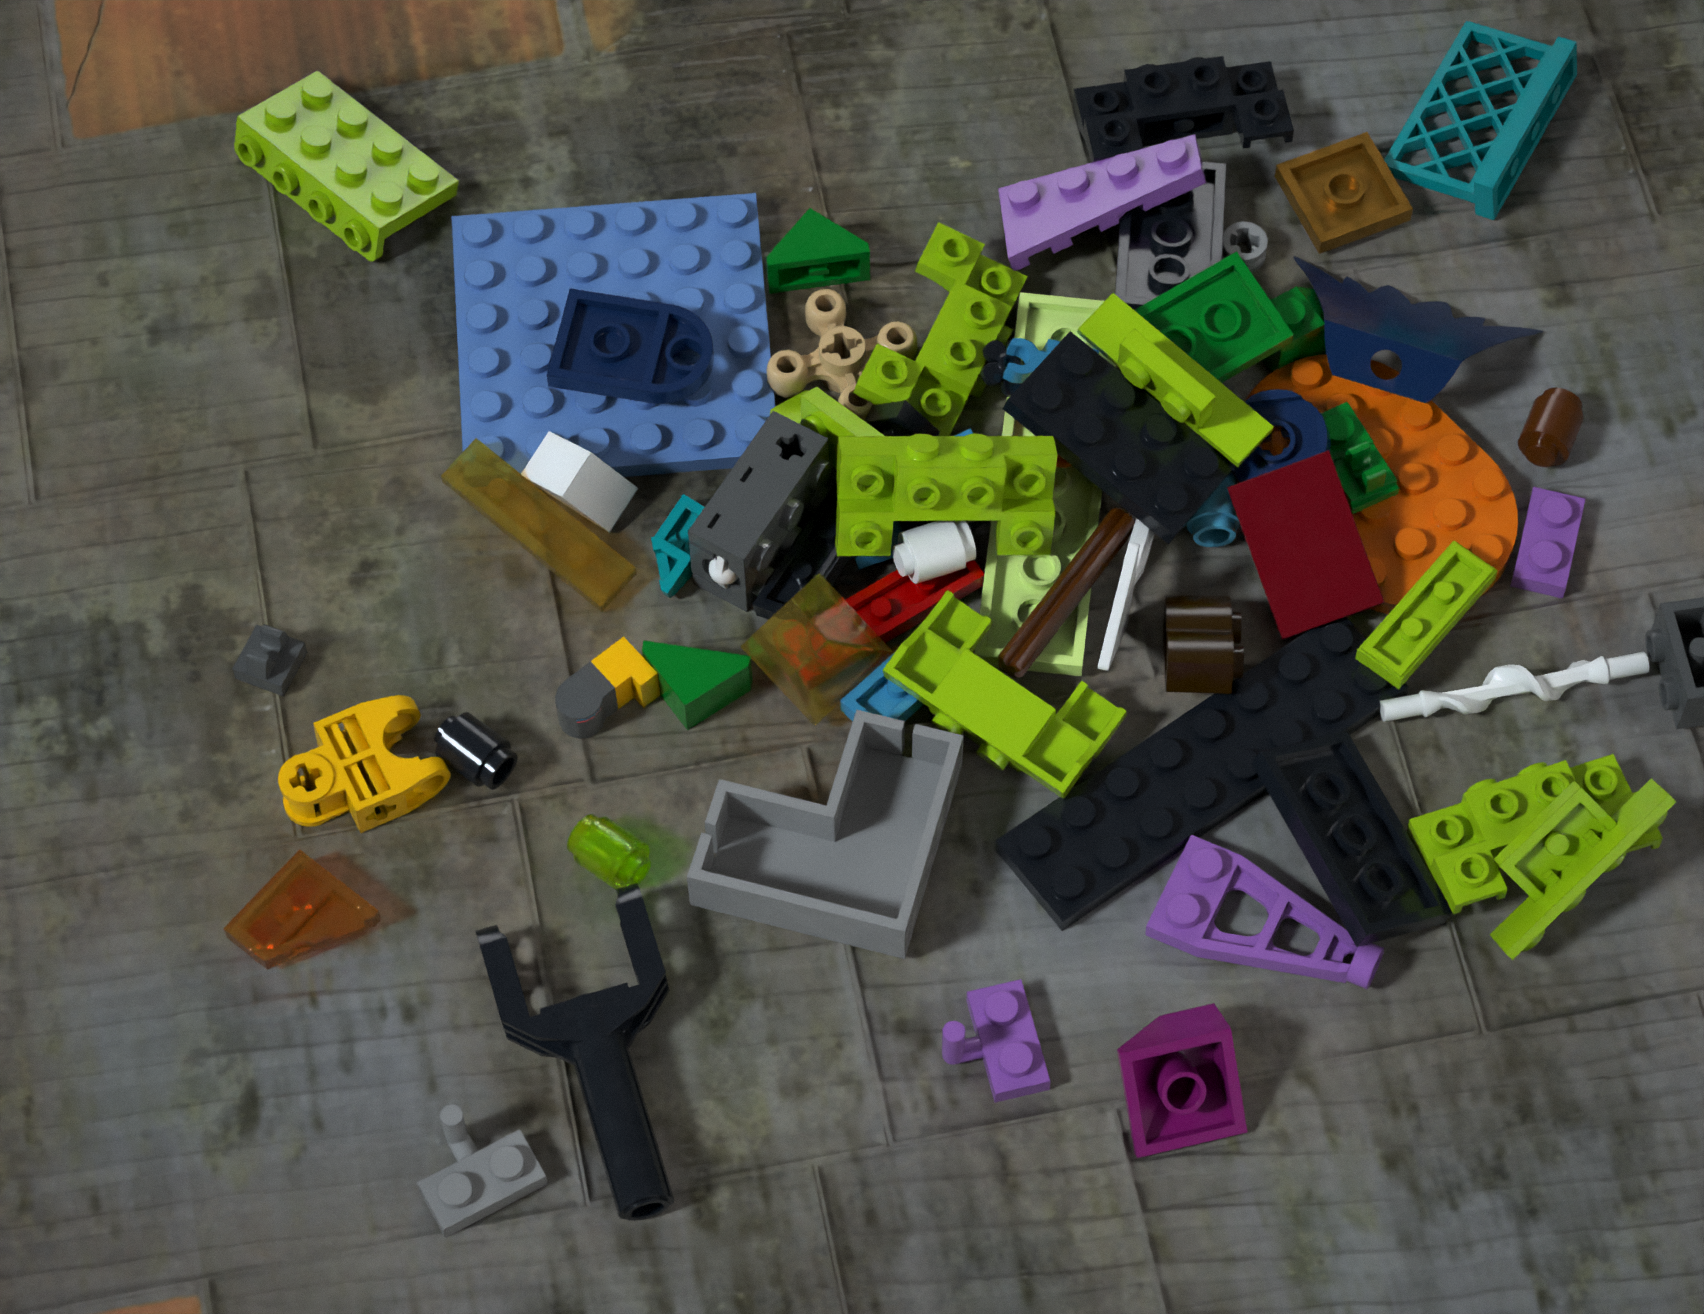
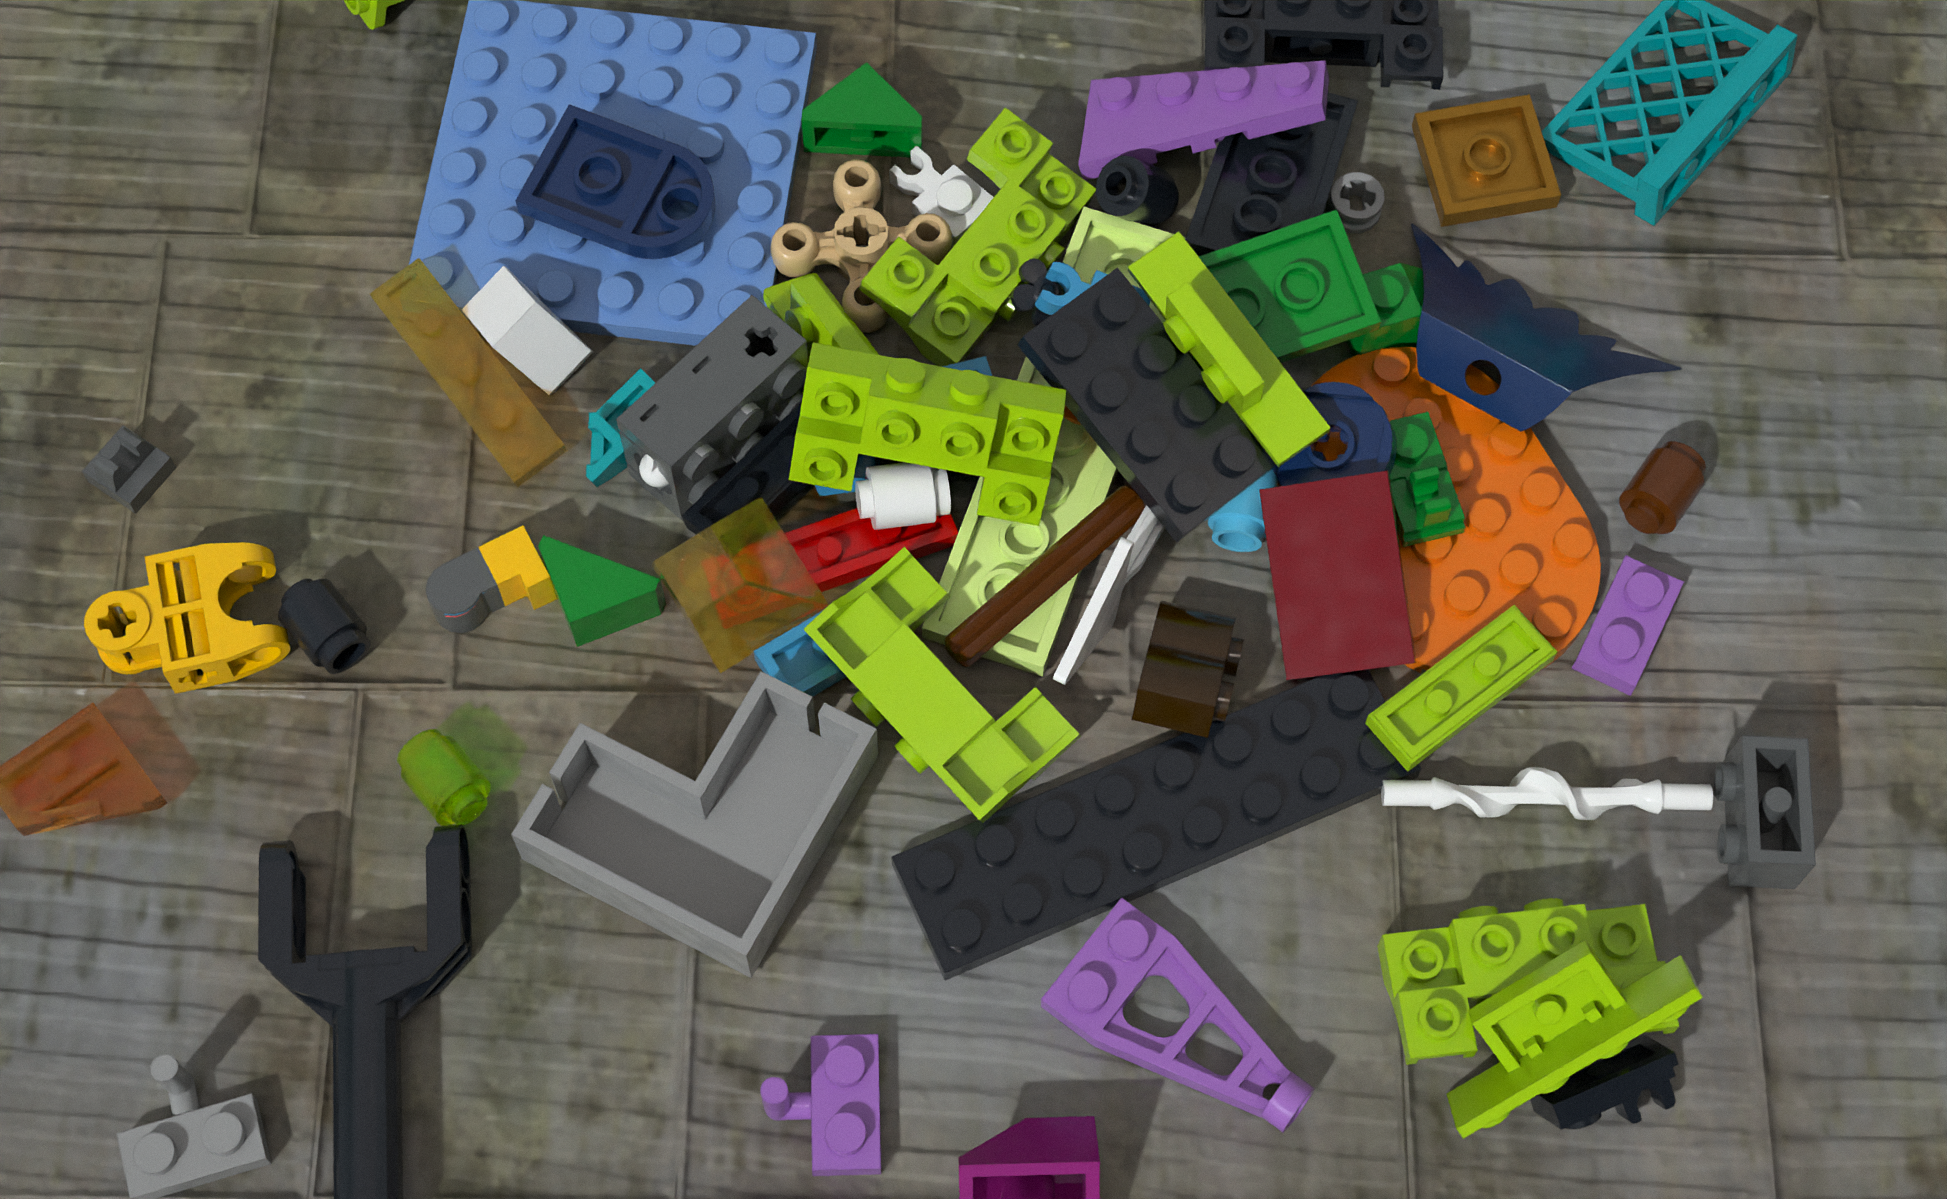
camera: 10 degrees right, 5 degrees up
(899, 420) = (904, 336): black plate -> none
(902, 304) = (948, 195): none -> white plate
(1062, 270) = (1137, 191): none -> black brick
(1352, 838) = (1308, 945): black plate -> none
(1617, 895) = (1612, 1084): none -> black plate

